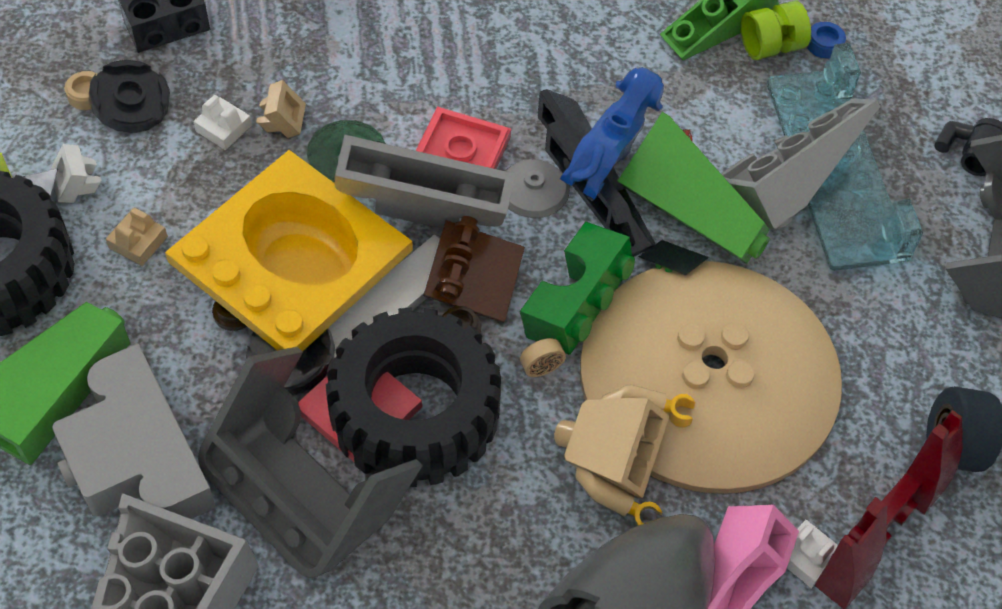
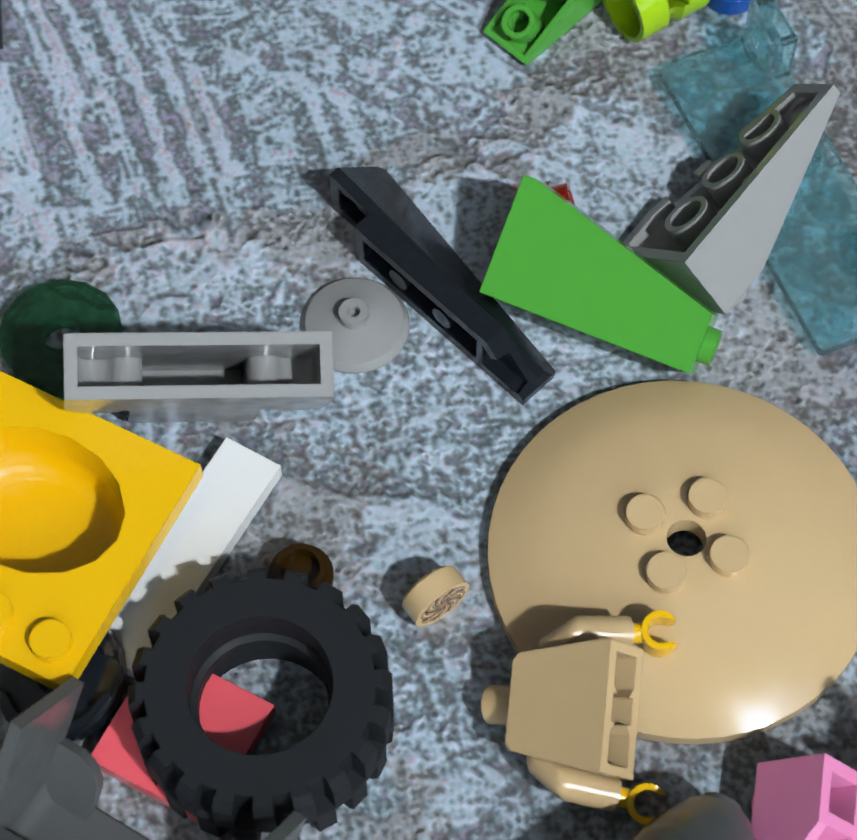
camera: 10 degrees left, 5 degrees up
(464, 138) = (230, 282): coral tile -> none
(474, 269) = (300, 482): reddish brown hinge -> none
(566, 313) = (454, 519): green arch -> none
(615, 130) = (459, 217): blue animal -> none
(673, 257) = (588, 390): black piece -> none

